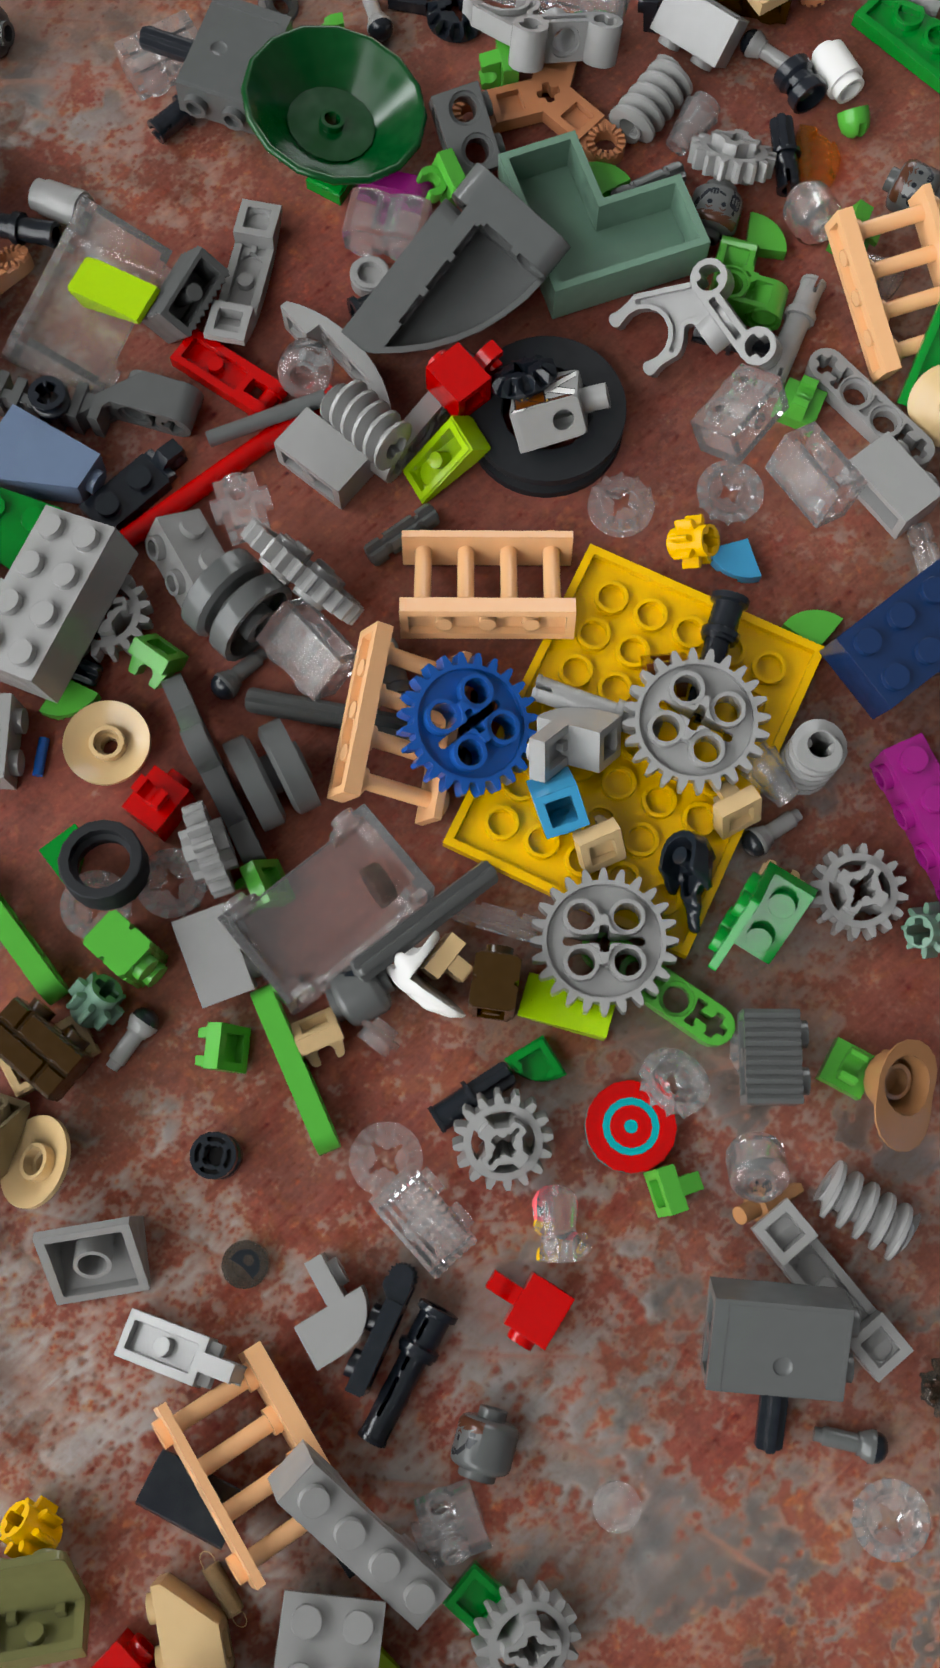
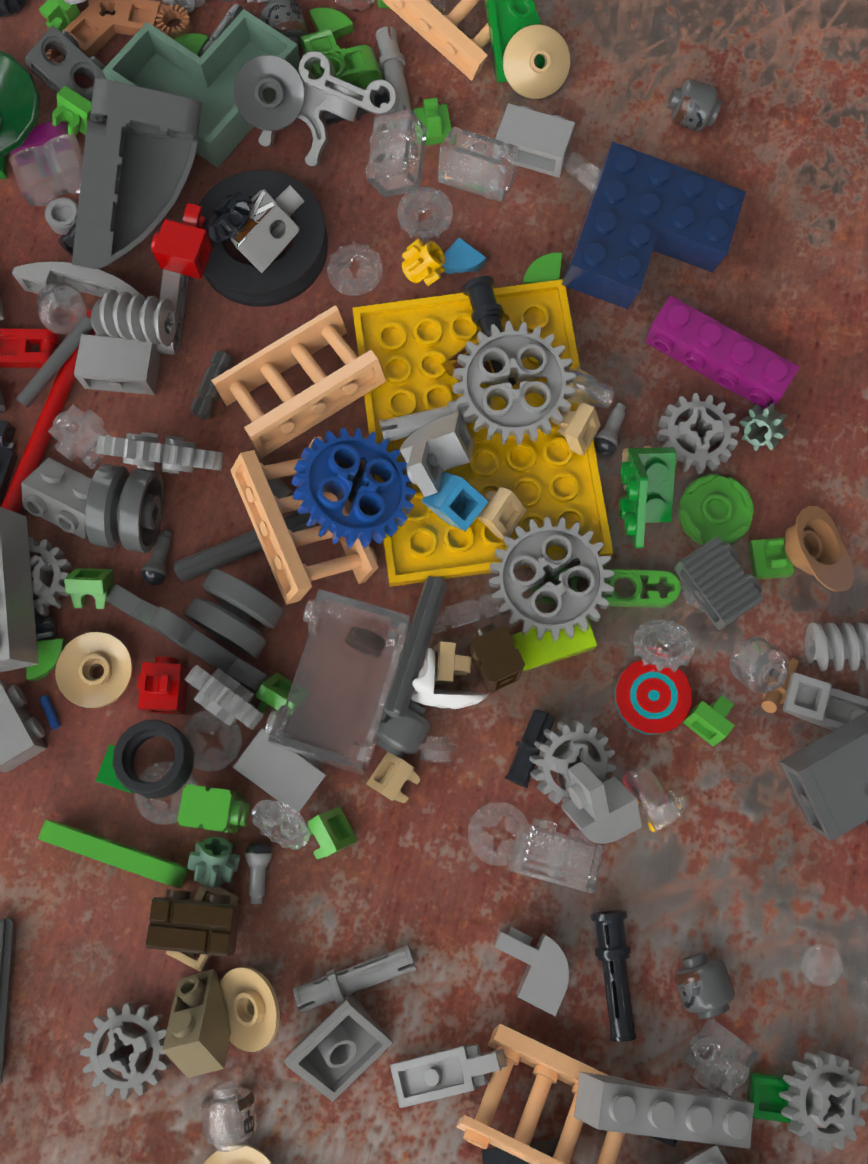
camera: 30 degrees left, 0 degrees up
(144, 1200) = (355, 978): none -> light grey pin
(182, 1007) = (281, 824): none -> clear gear
(223, 1158) = (379, 908): black wheel -> none
(245, 1264) = (450, 976): clear smoke tile -> none
(295, 1071) = (392, 813): bright green beam -> none
(308, 648) = (199, 507): clear brick -> none
(382, 1325) = (577, 952): black hinge -> none
(446, 457) = (207, 309): lime slope -> none
(496, 1204) = (600, 809): none -> light grey brick
(535, 1308) = (675, 868): red brick -> none
(536, 1062) = (558, 694): green tile -> none
(647, 252) = (268, 73): none -> dark grey dish
(688, 862) = (573, 486): black piece -> none
(814, 754) = (608, 354): light grey piece -> none
(824, 982) = (715, 508): none -> bright green tile
(875, 403) = (483, 92): light grey beam -> none

